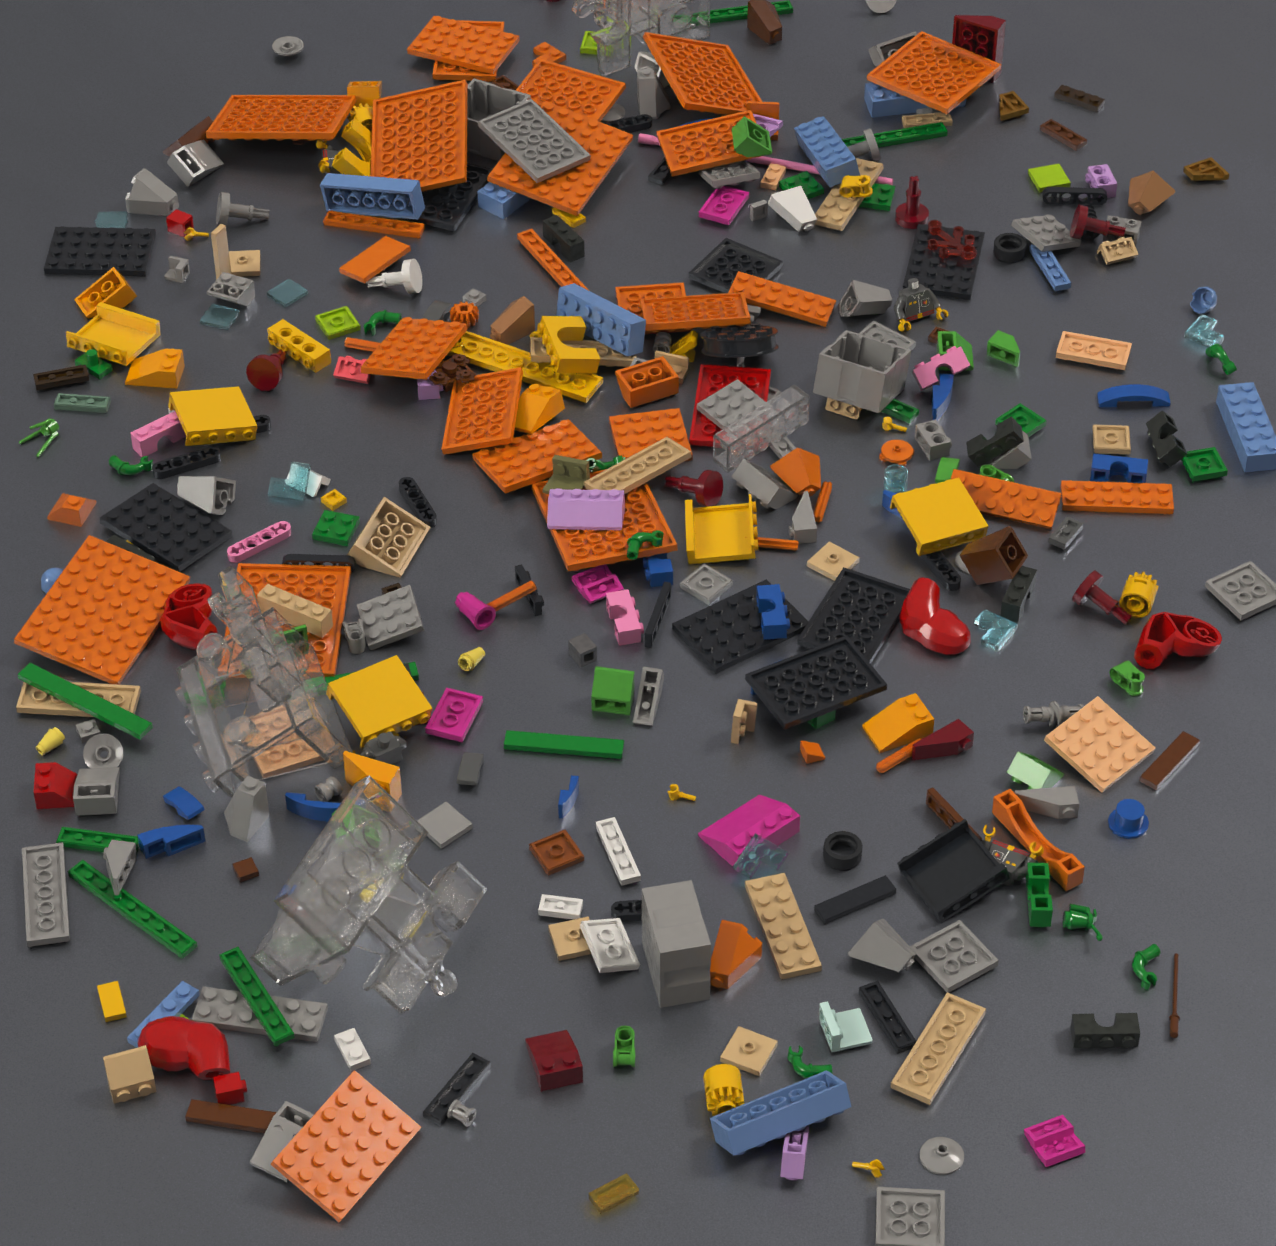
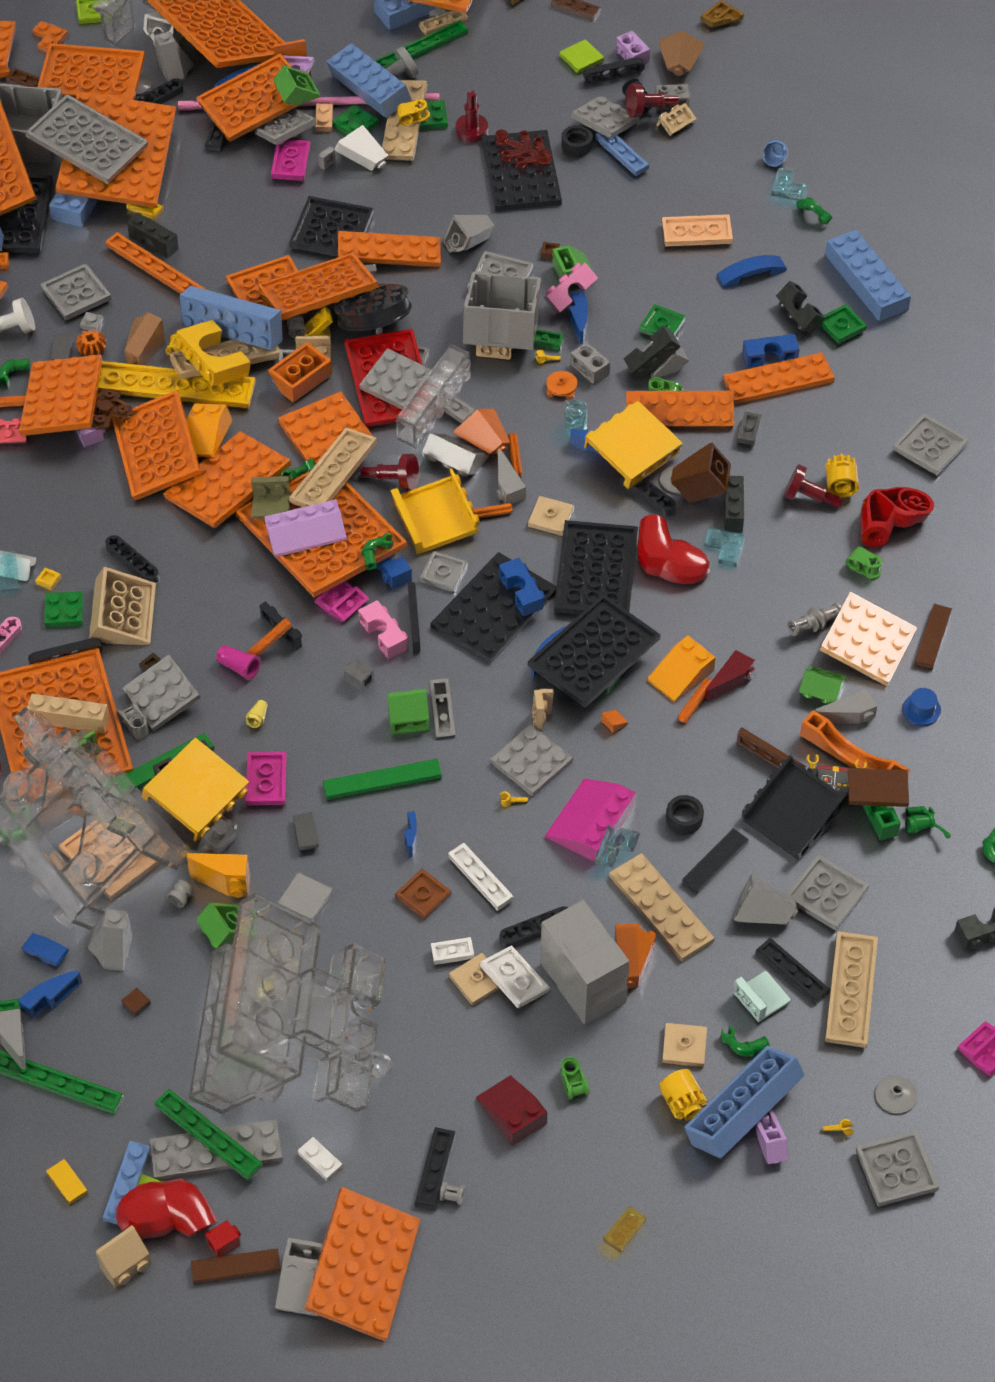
camera: 20 degrees left, 10 degrees up
(310, 809) = (178, 919): blue slope -> none
(471, 269) = (75, 291): none -> light grey plate
(715, 766) = (531, 760): none -> light grey plate
(916, 303) = (518, 222): dark grey torso -> none
(946, 468) = (616, 392): bright green slope -> none
(1004, 348) = (616, 249): bright green slope -> none
(1043, 872) = (878, 787): none -> reddish brown tile
(1111, 439) = (750, 319): tan plate -> none

